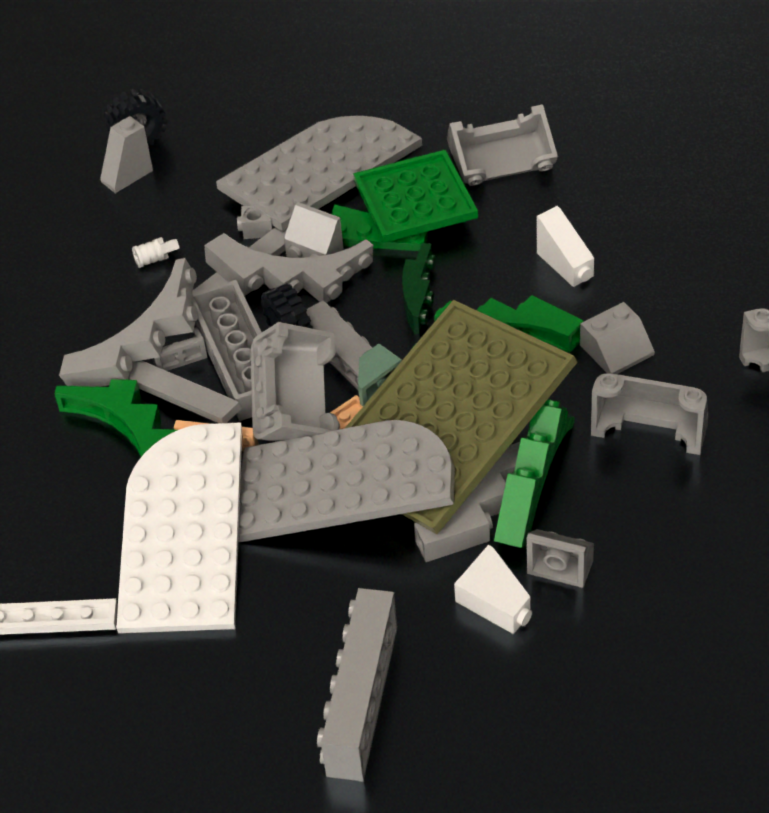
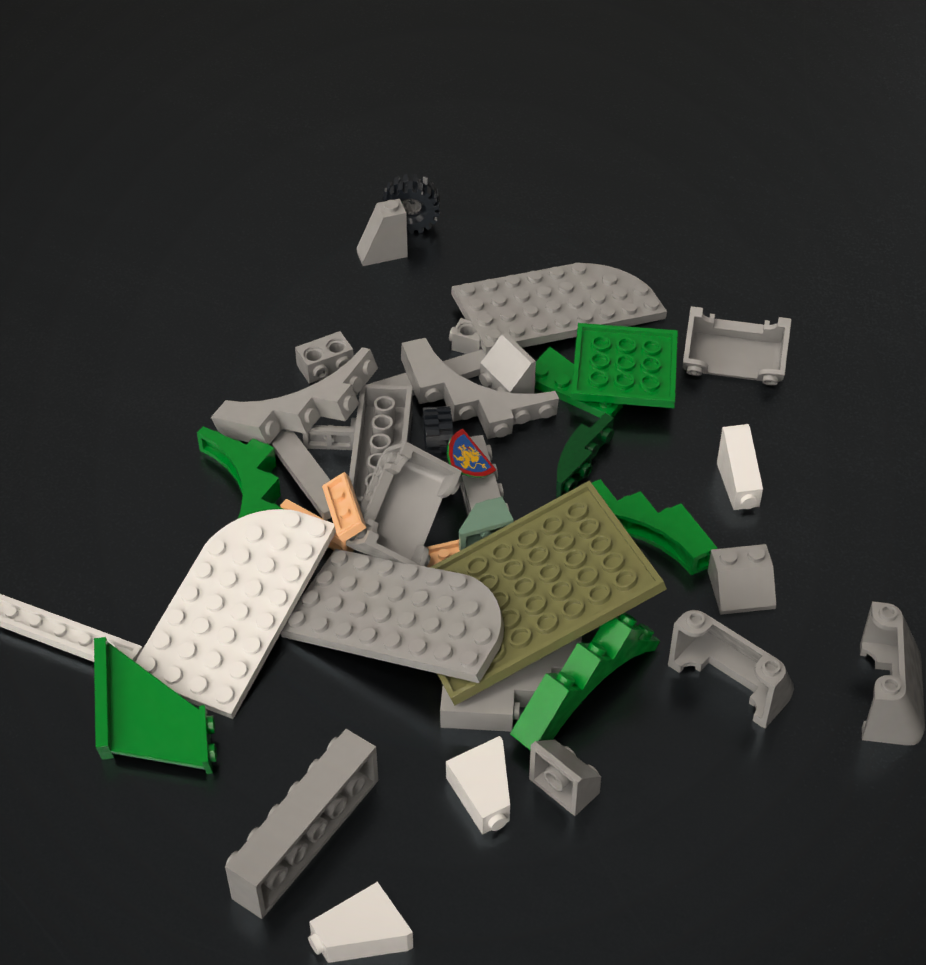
camera: 20 degrees right, 0 degrees up
(131, 285) = (323, 356): none -> light grey brick
(153, 251) = (363, 332): white hinge -> none
(159, 656) = (145, 717): none -> green piece
(241, 404) = (344, 507): none -> light nougat tile
(326, 320) = (467, 457): none -> shield
(459, 749) = (360, 928): none -> white slope

